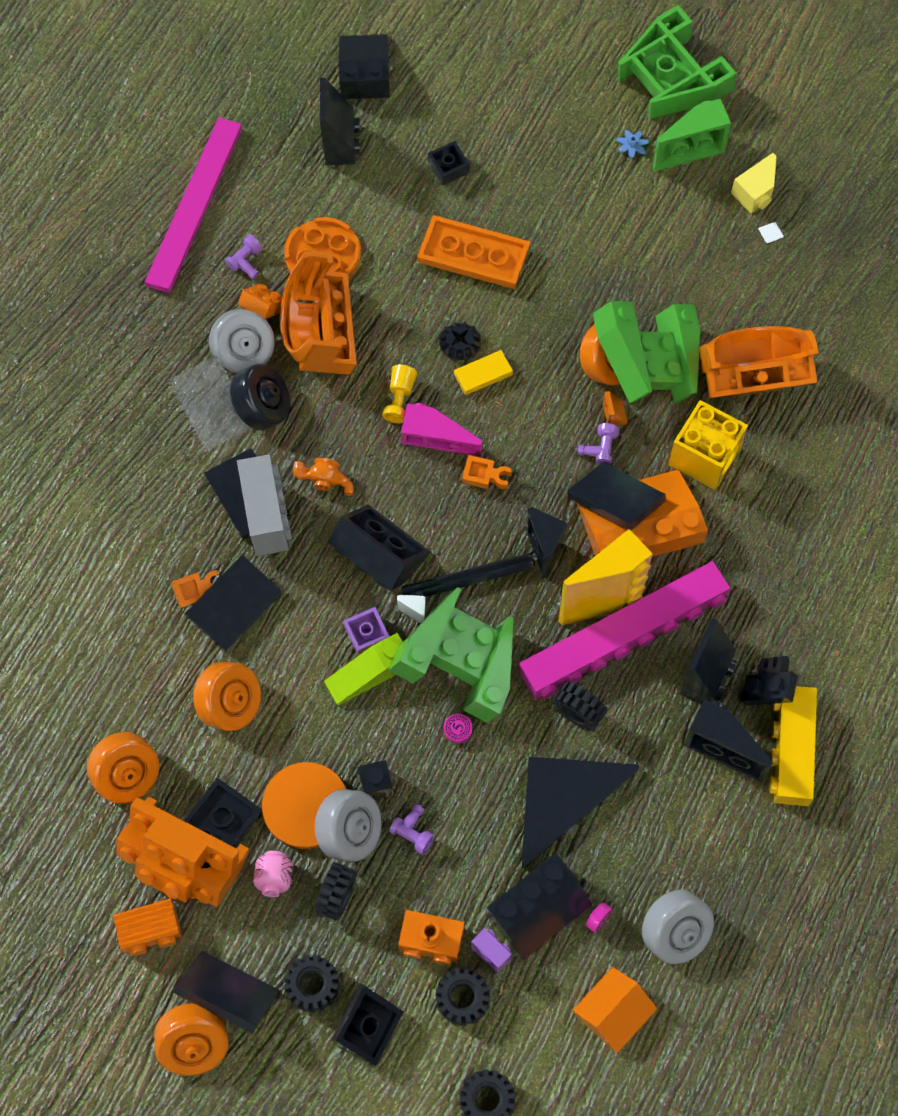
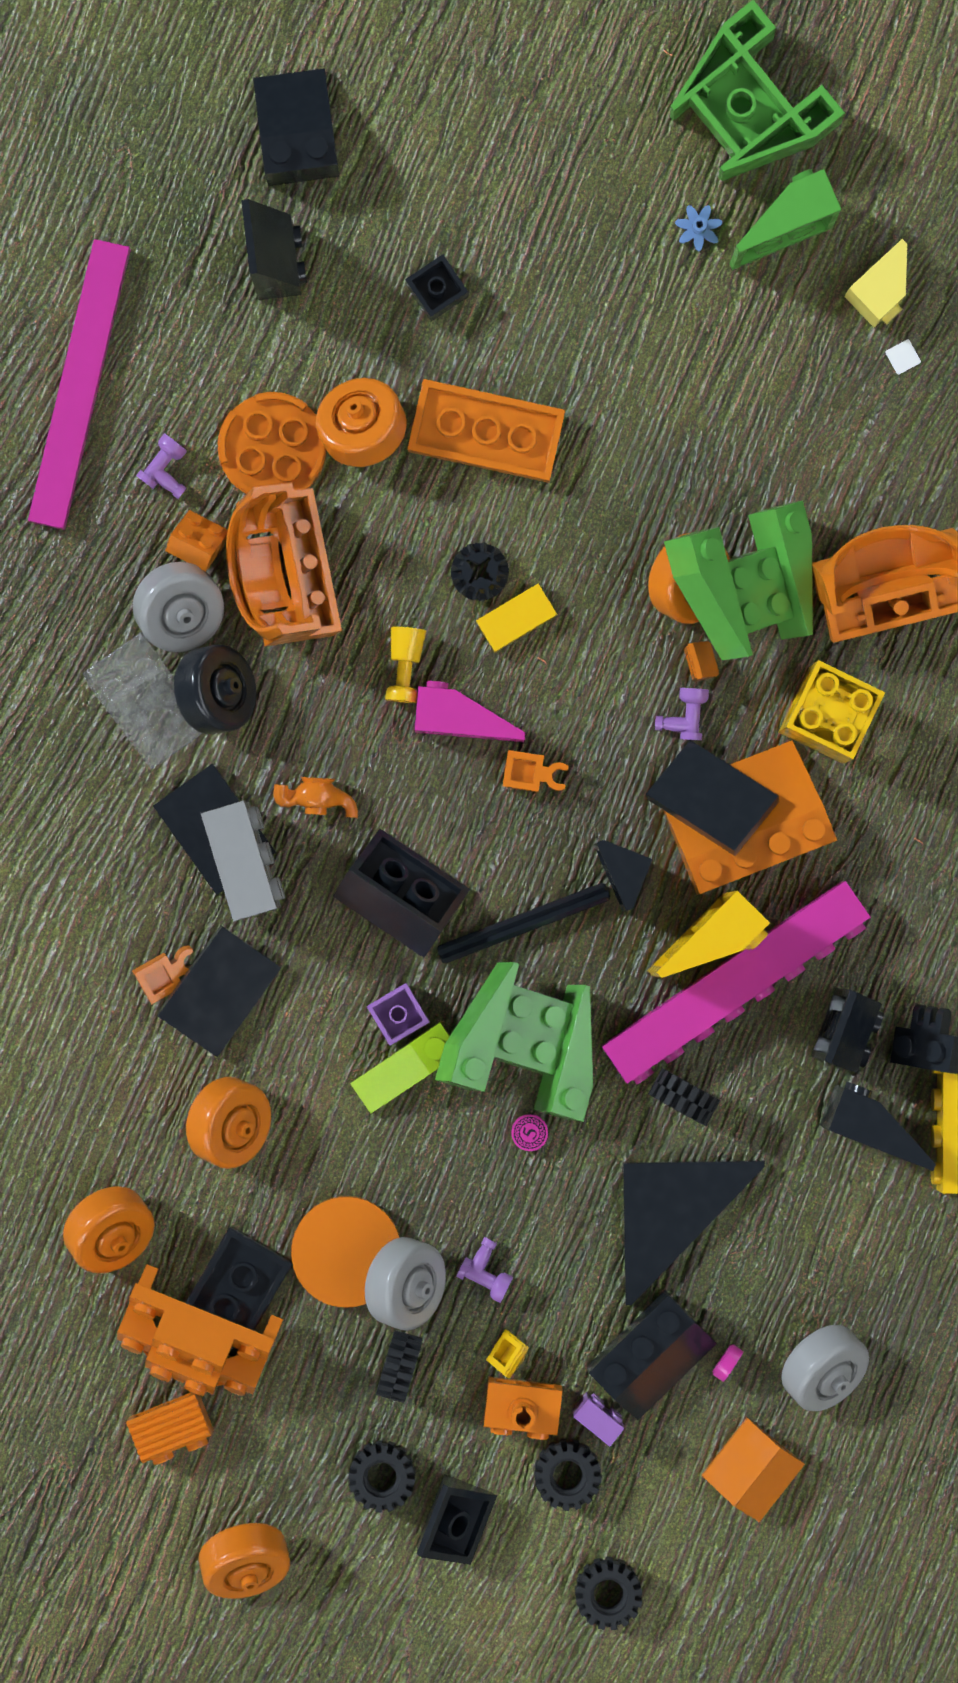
camera: 10 degrees left, 20 degrees up
(226, 991) = (280, 1501): black tile -> none
(273, 873) = (317, 1347): bright pink head -> none
(376, 780) = (432, 1217): black brick -> none
(386, 236) = (361, 422): none -> orange wheel
(412, 606) = (457, 974): white slope -> none
(424, 895) = (508, 1354): none -> yellow slope

